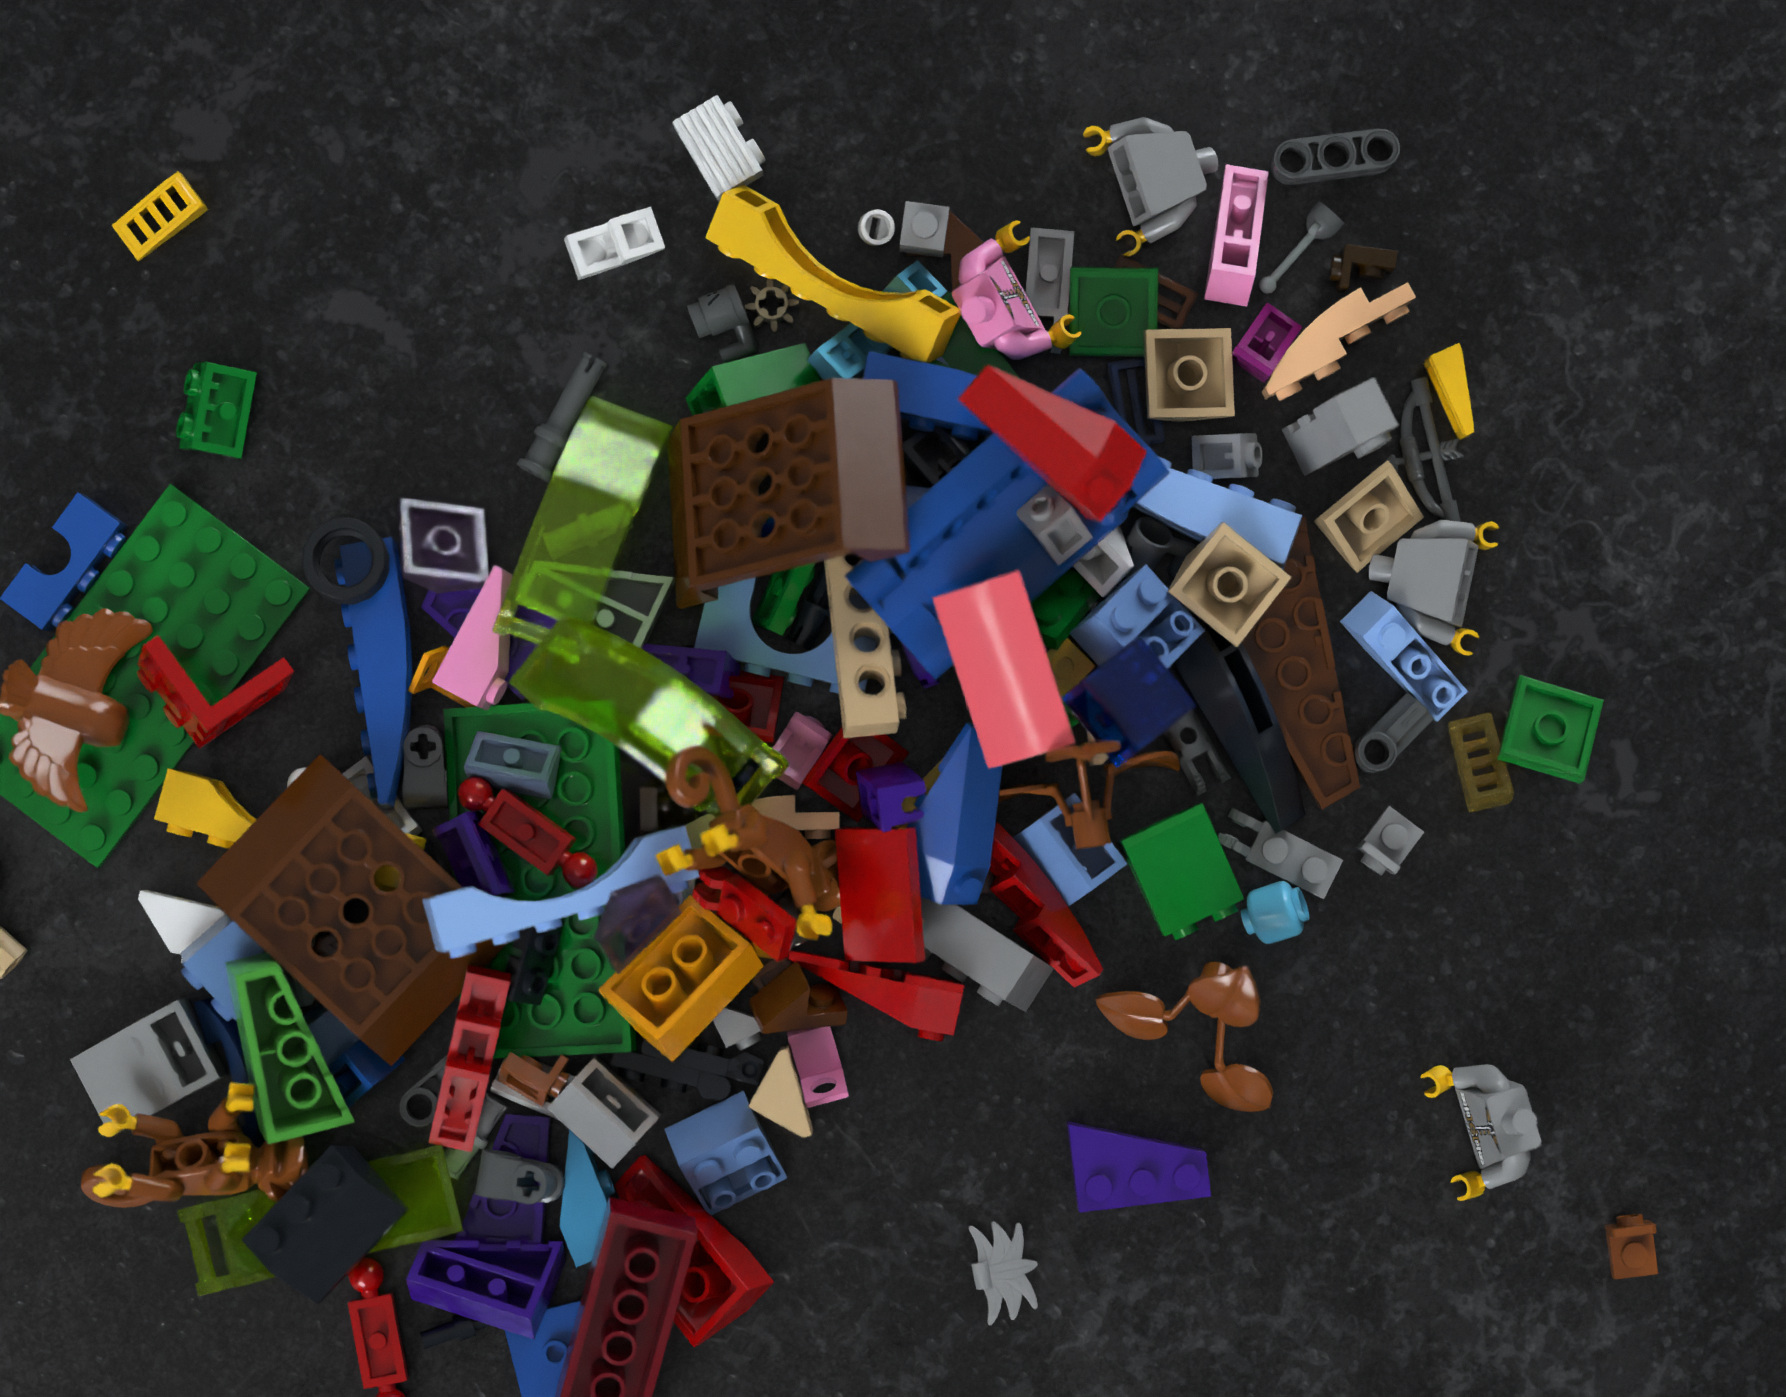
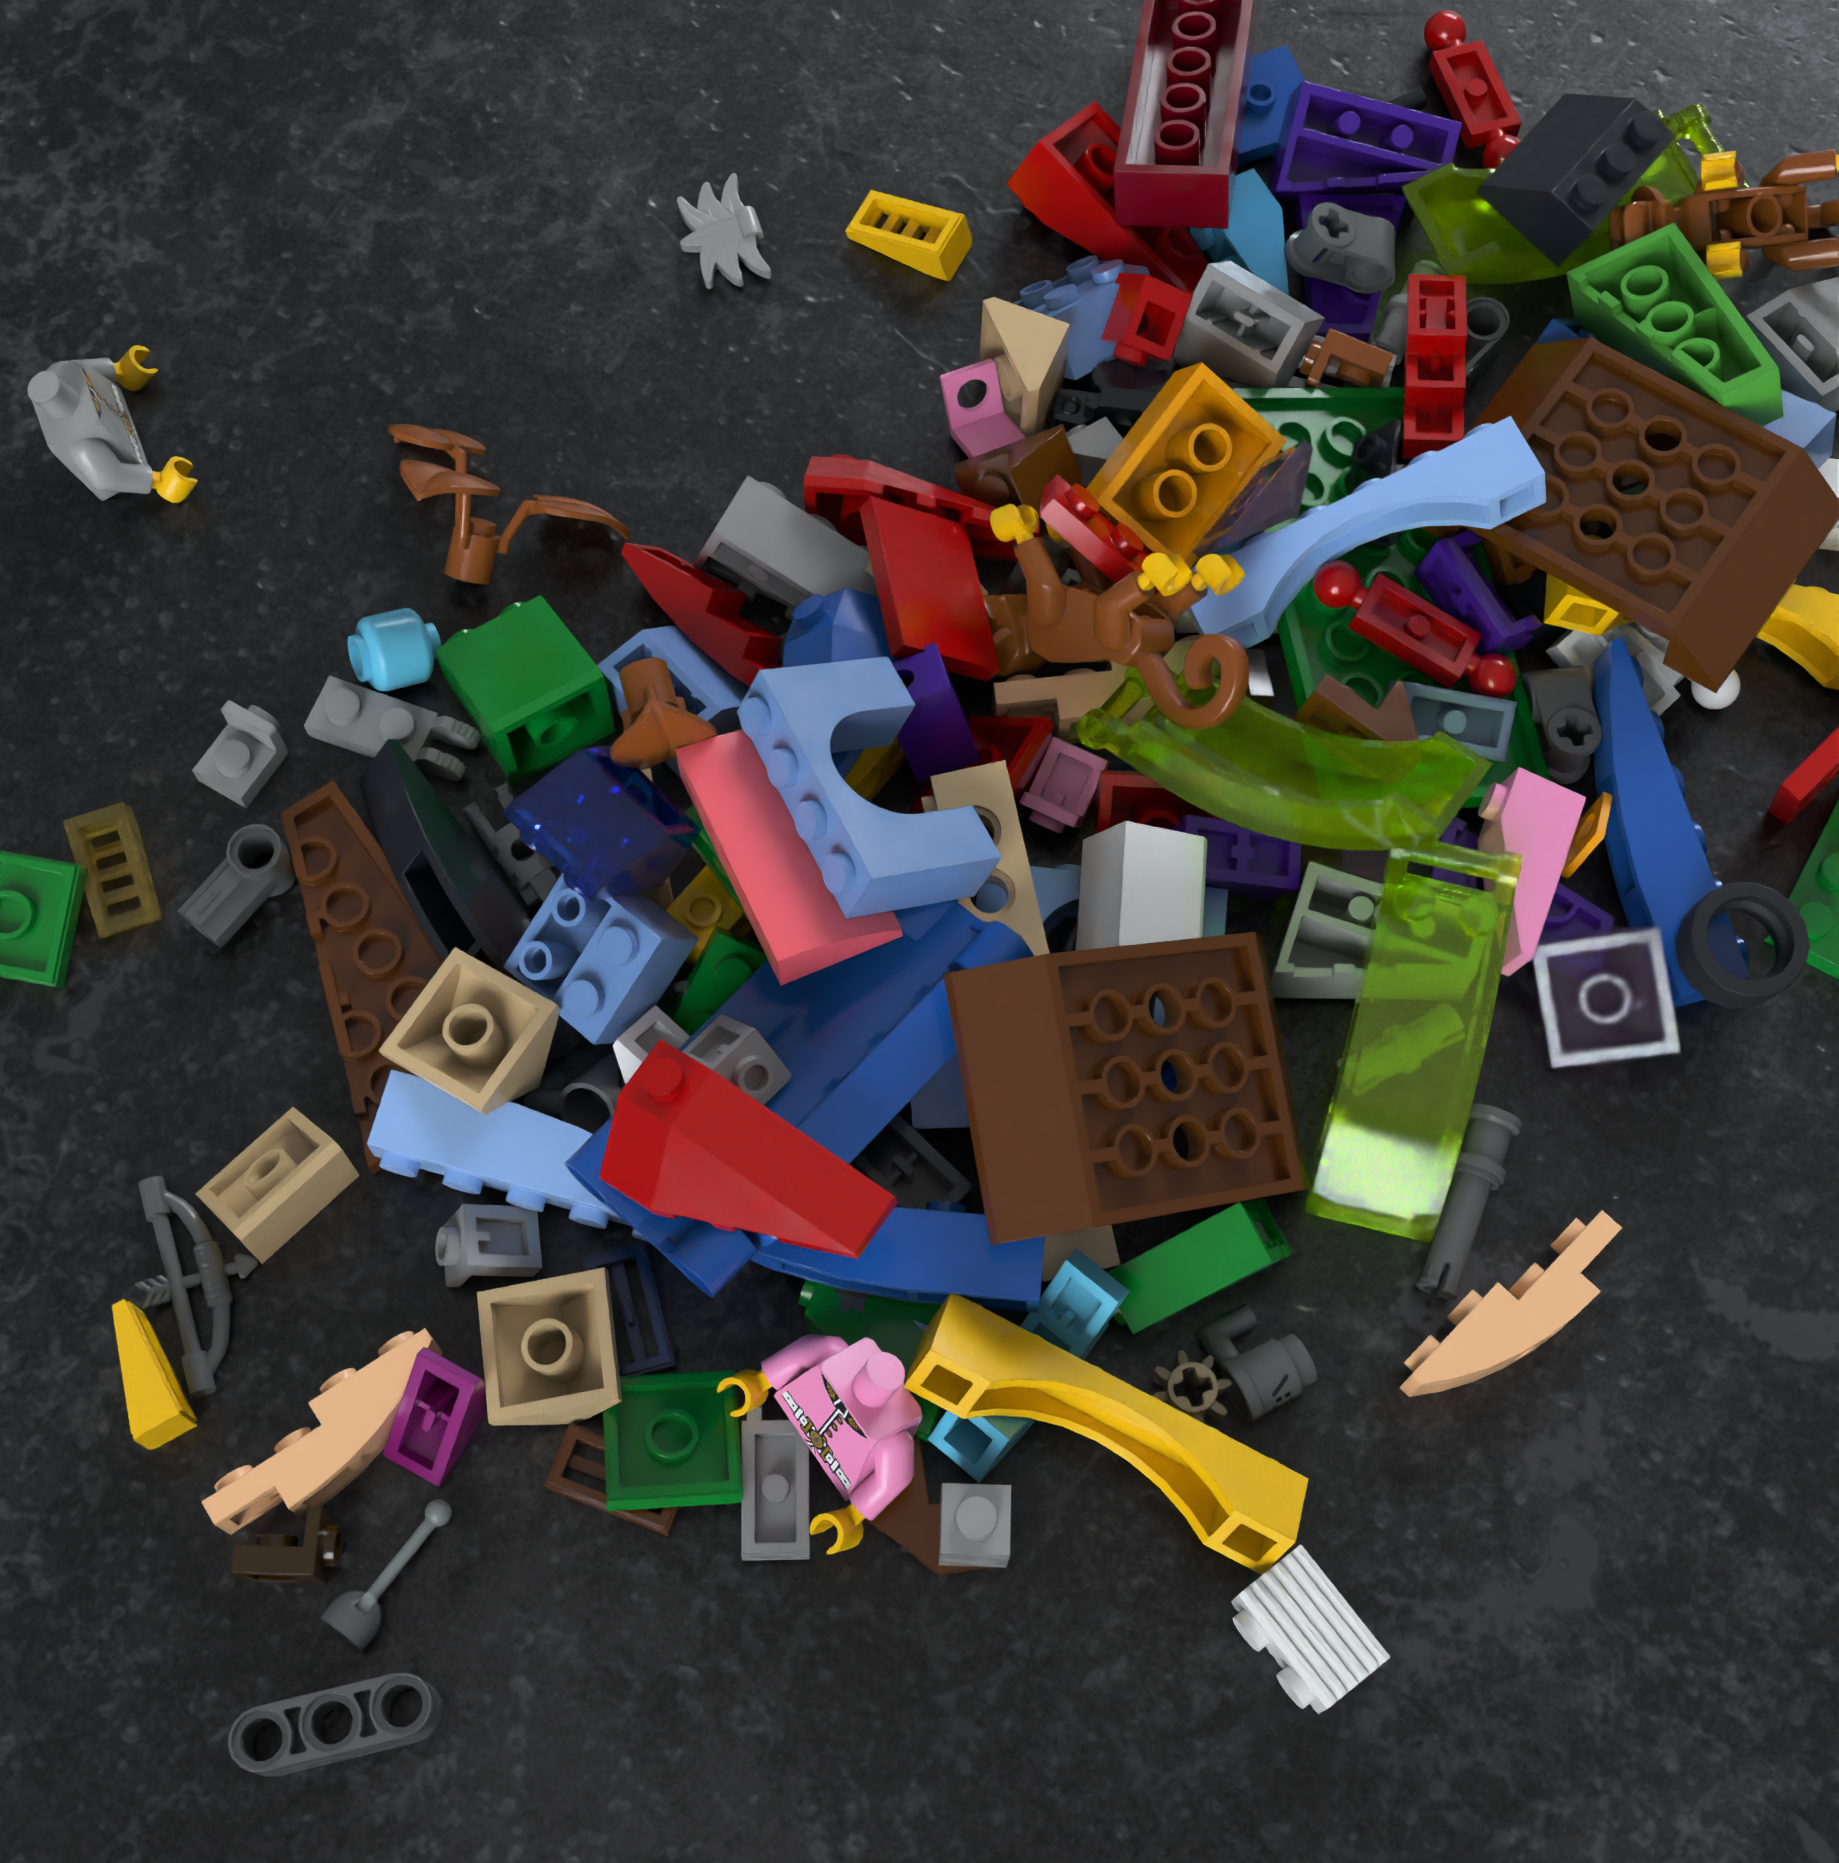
camera: 170 degrees right, 20 degrees down
(562, 323) = (1502, 1329): none -> light nougat slope
(573, 741) = (1343, 712): none -> reddish brown slope
(614, 243) = (1439, 1467): white slope -> none
(685, 1120) = (1145, 319): none -> red brick
(759, 636) = (1140, 886): none -> white slope
(824, 1233) = (936, 255): none -> yellow slope
(884, 228) = (1035, 1530): white hinge -> none
(955, 646) = (865, 853): none -> medium blue arch
(1132, 1170) = (564, 338): dark purple wedge -> none
(1156, 174) = (618, 1658): light grey torso -> none
(1236, 236) = (487, 1581): bright pink slope -> none
(1343, 425) = (308, 1285): light grey wedge -> none
(1403, 654) = (225, 996): light blue slope -> none
(1434, 578) = (175, 1099): light grey torso -> none

